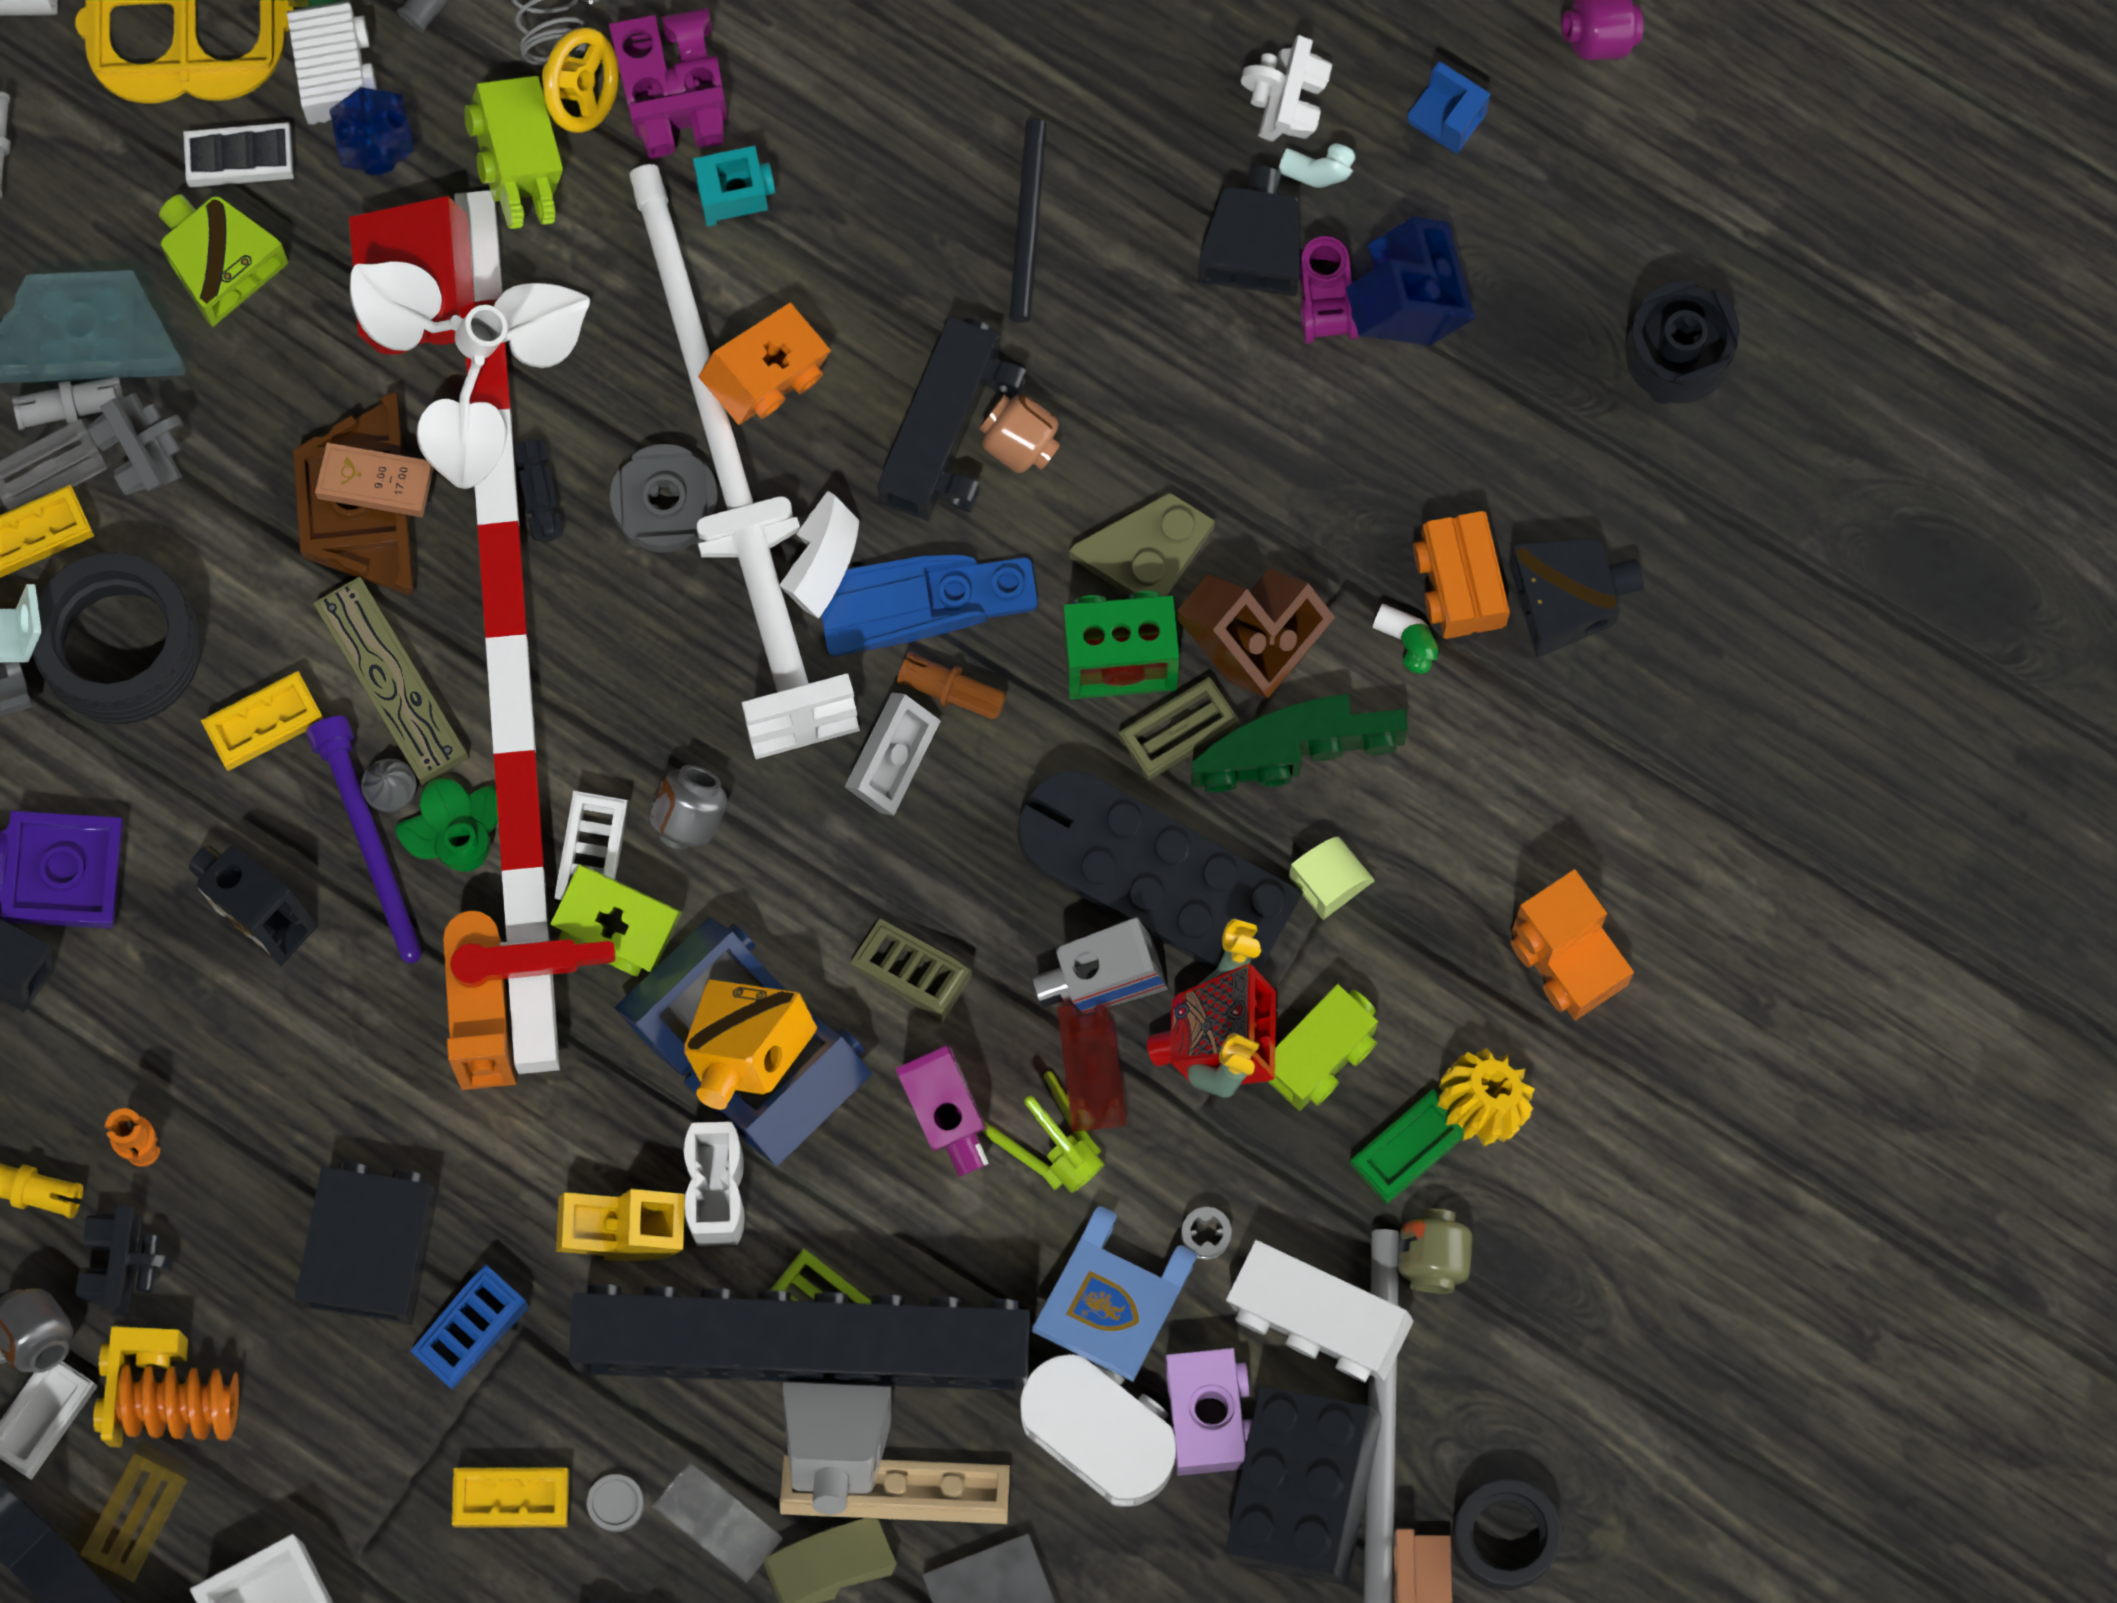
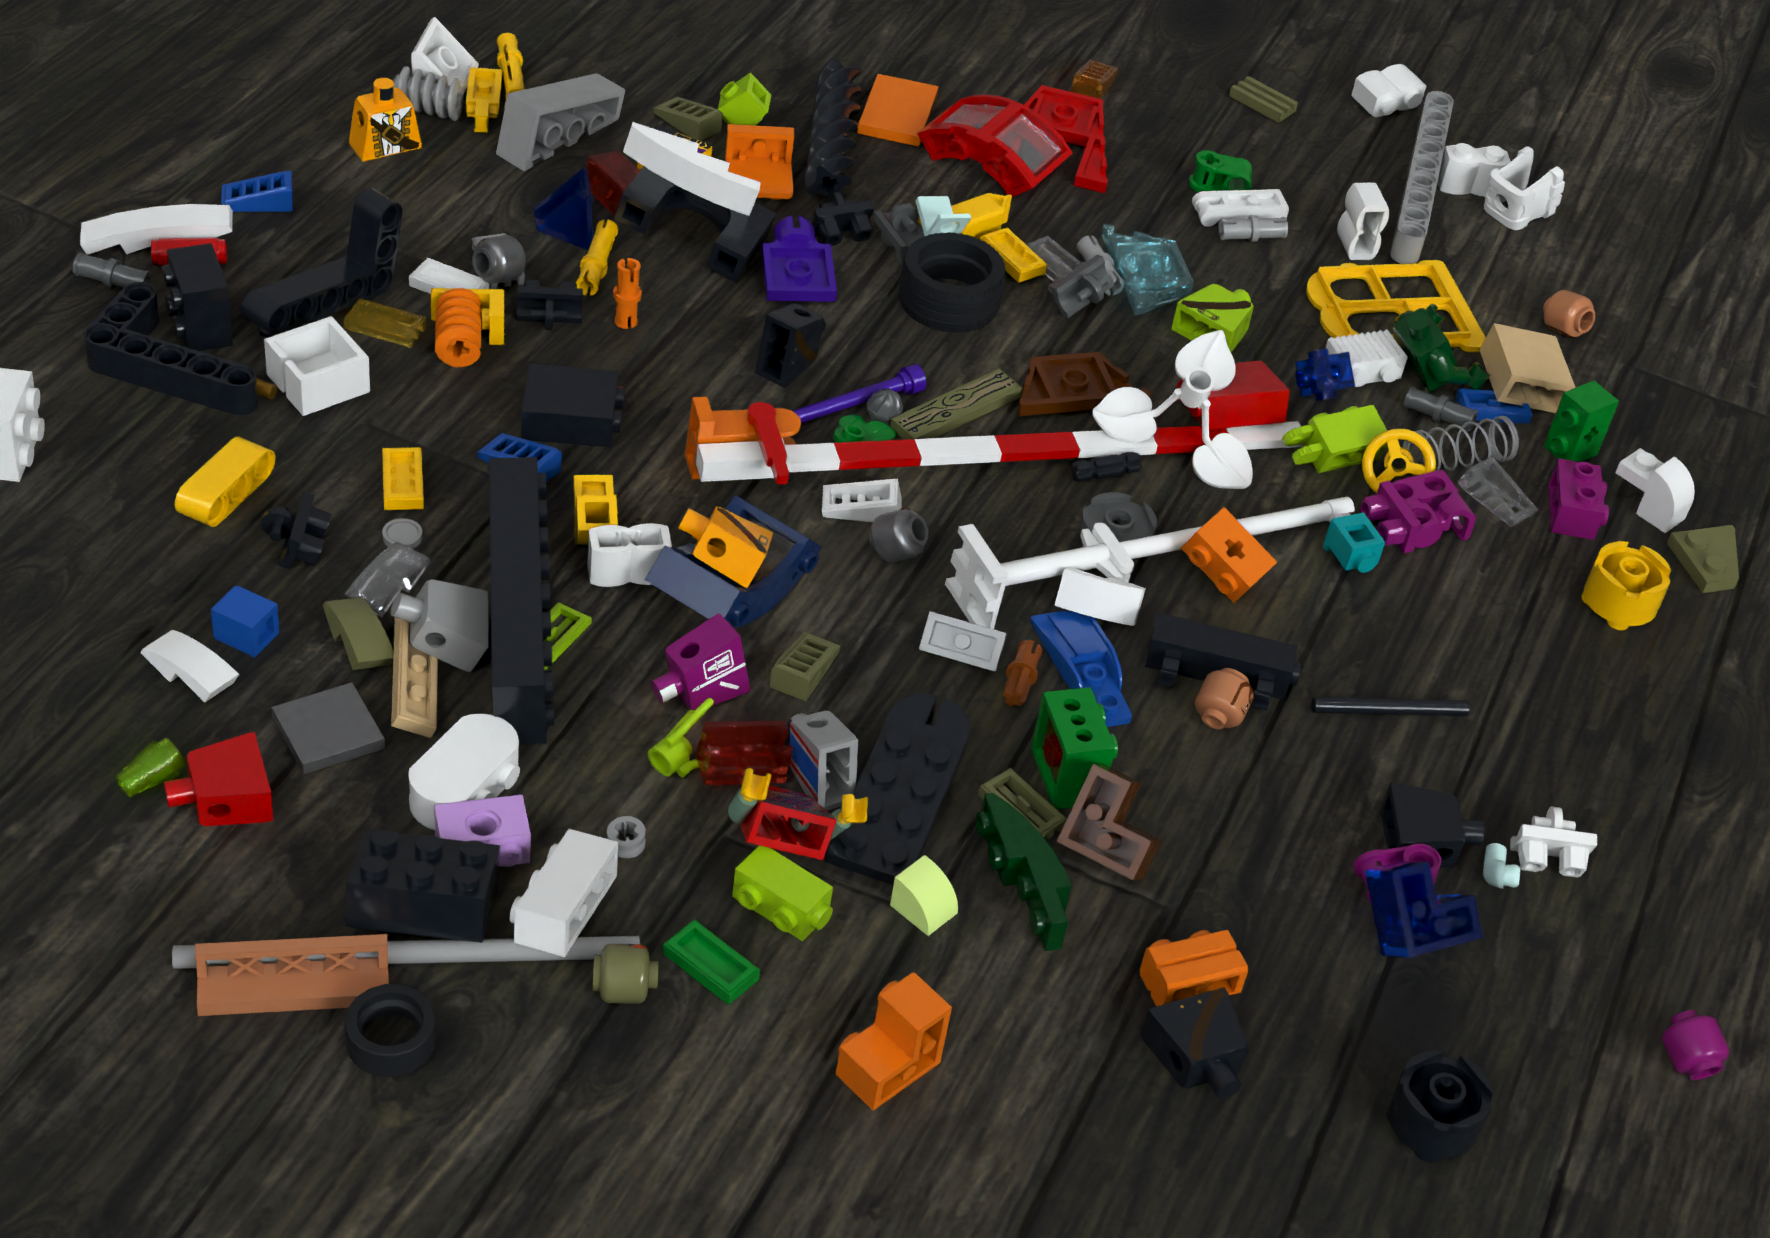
camera: 75 degrees right, 30 degrees down
(238, 155) = (1287, 330): tile -> none
(262, 721) = (913, 347): yellow plate -> none
(374, 480) = (1087, 380): nougat tile -> none
(648, 919) = (813, 500): lime brick -> none
(1108, 1304) = (565, 771): medium blue flag -> none
(1146, 547) = (1165, 783): olive wing -> none
(1414, 635) = (1131, 946): arm -> none
(1449, 108) = (1579, 955): blue panel -> none
(1485, 1097) = (756, 994): yellow gear -> none

